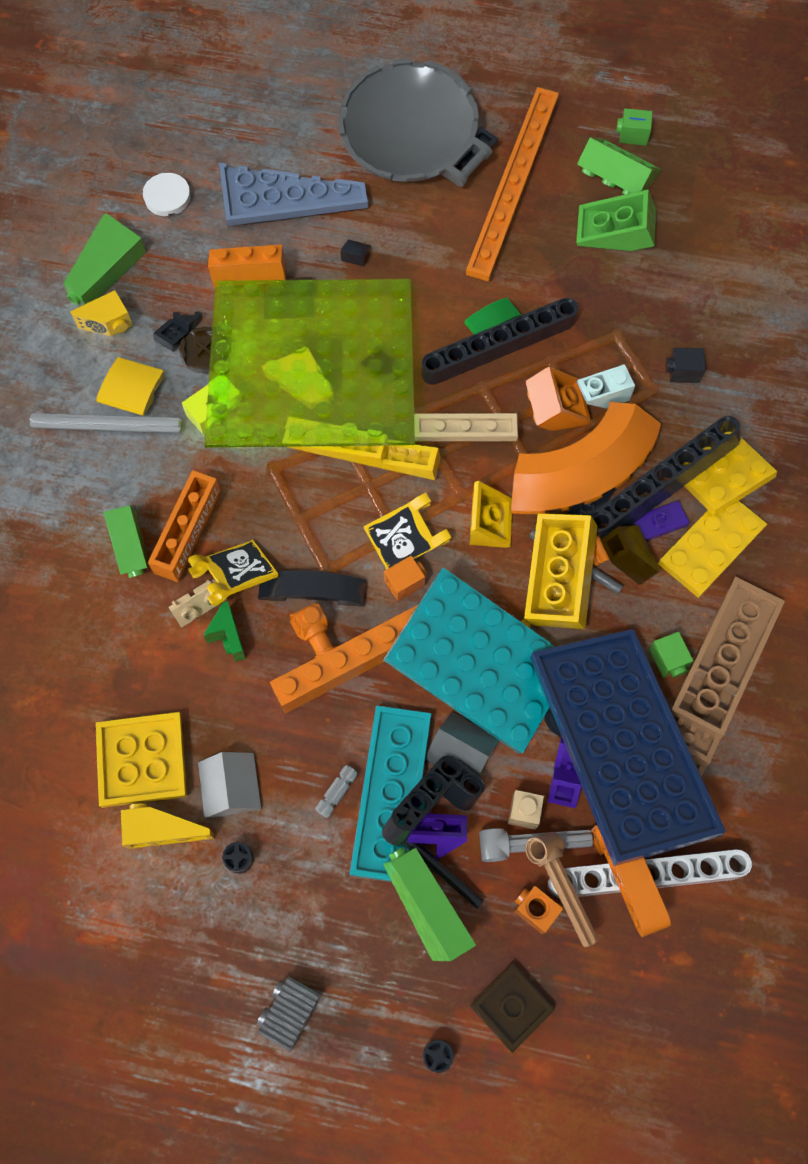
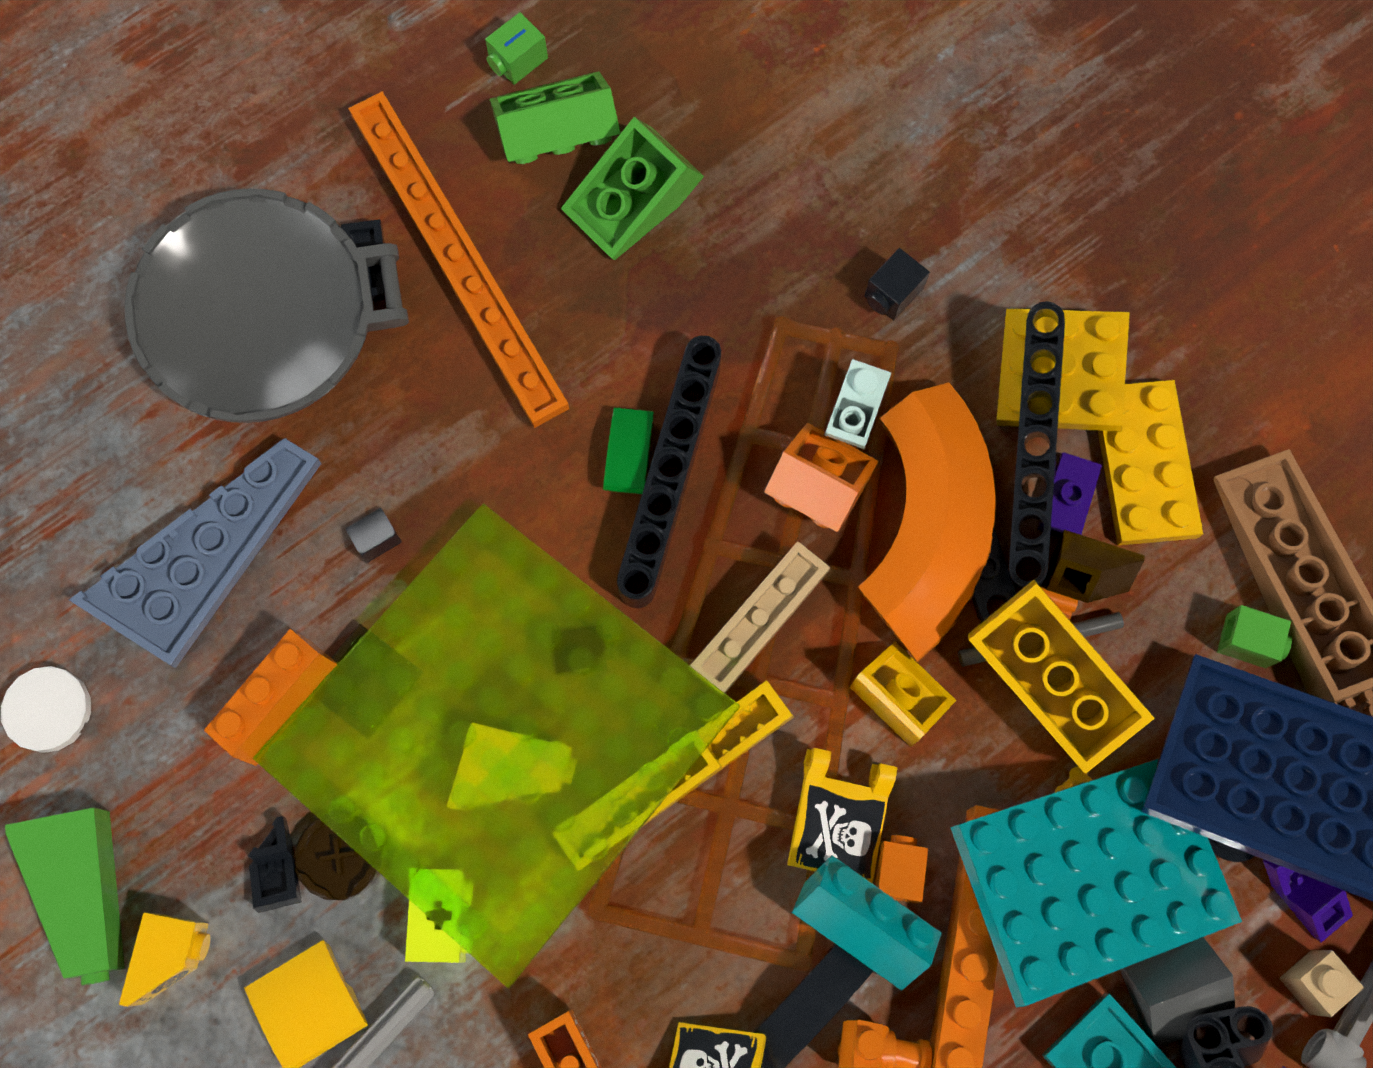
camera: 50 degrees left, 5 degrees up
(366, 576) = (867, 923): none -> teal brick

